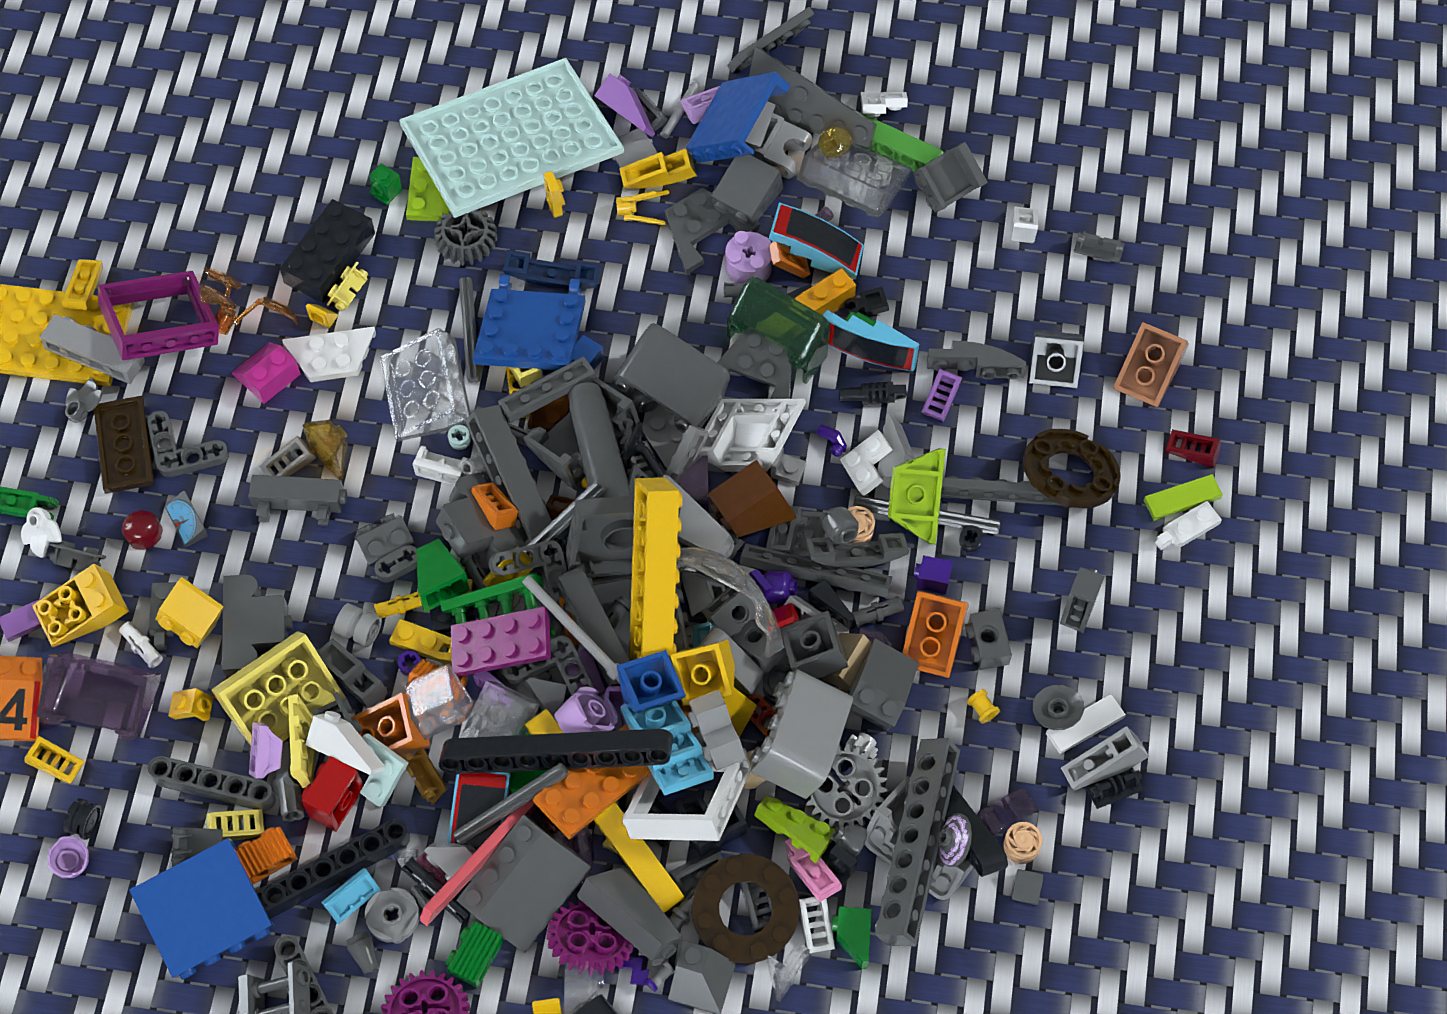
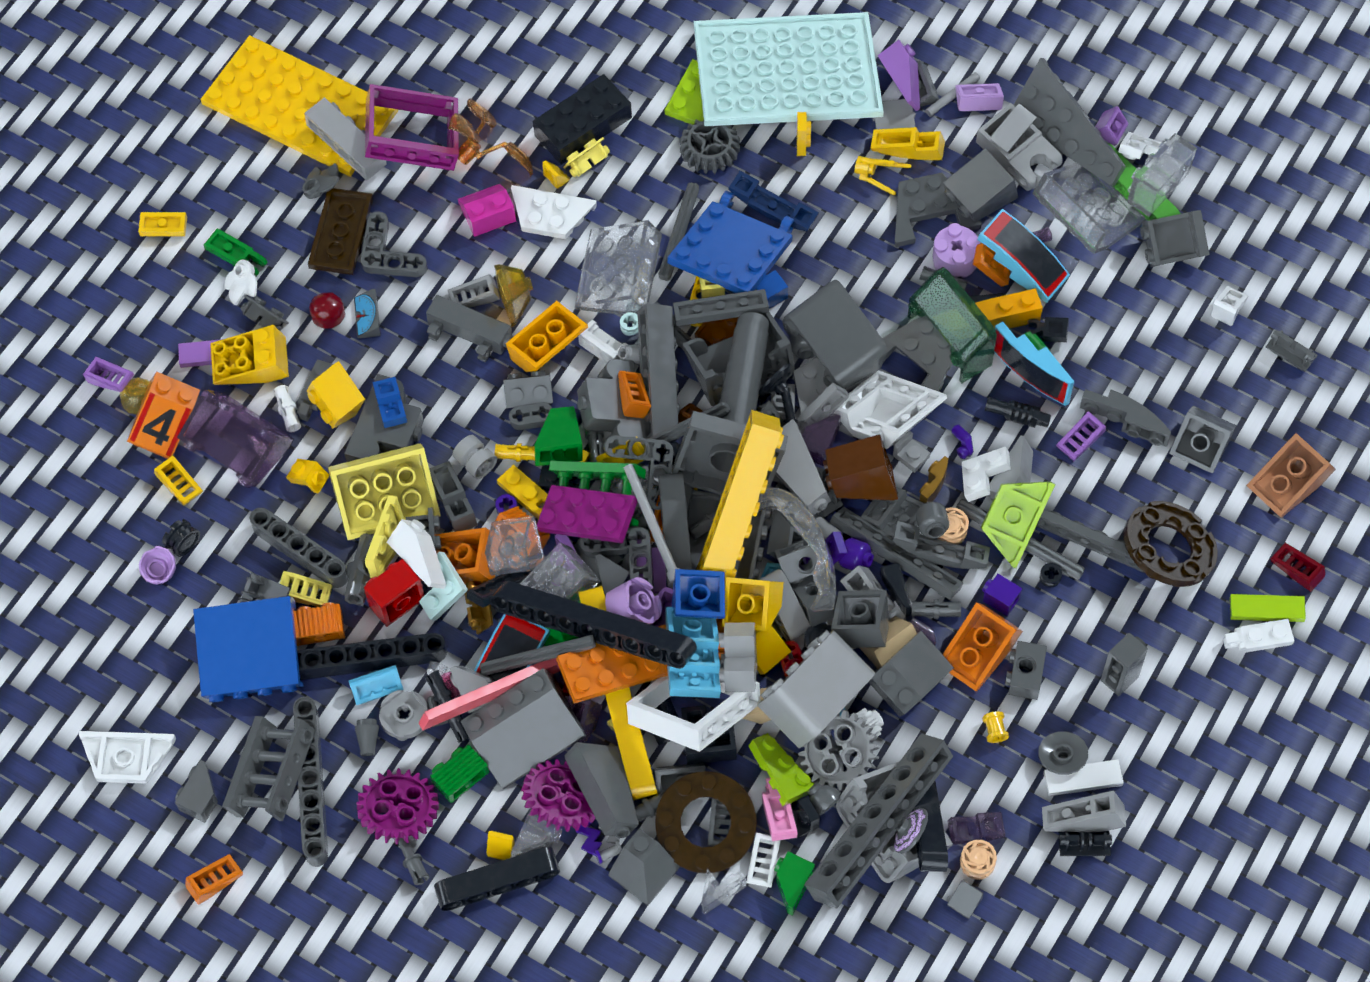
camera: 25 degrees right, 0 degrees up
(82, 284) = (359, 79): yellow plate -> none
(249, 600) = (389, 402): none -> blue slope
(265, 751) = (352, 535): lavender slope -> none
(381, 480) = (544, 337): none -> light orange slope
(384, 184) = (657, 75): green brick -> none
(427, 760) = (482, 593): none -> black plate
(732, 117) = (991, 115): blue panel -> none
(773, 39) = (1068, 55): dark grey plate -> none
(786, 615) = (847, 581): red slope -> none
(822, 480) = (936, 478): none -> pearl gold slope
(834, 141) = (1079, 170): clear yellow head -> none
(844, 89) = (1112, 125): none -> medium lavender slope
(914, 120) = (1161, 174): none -> clear brick

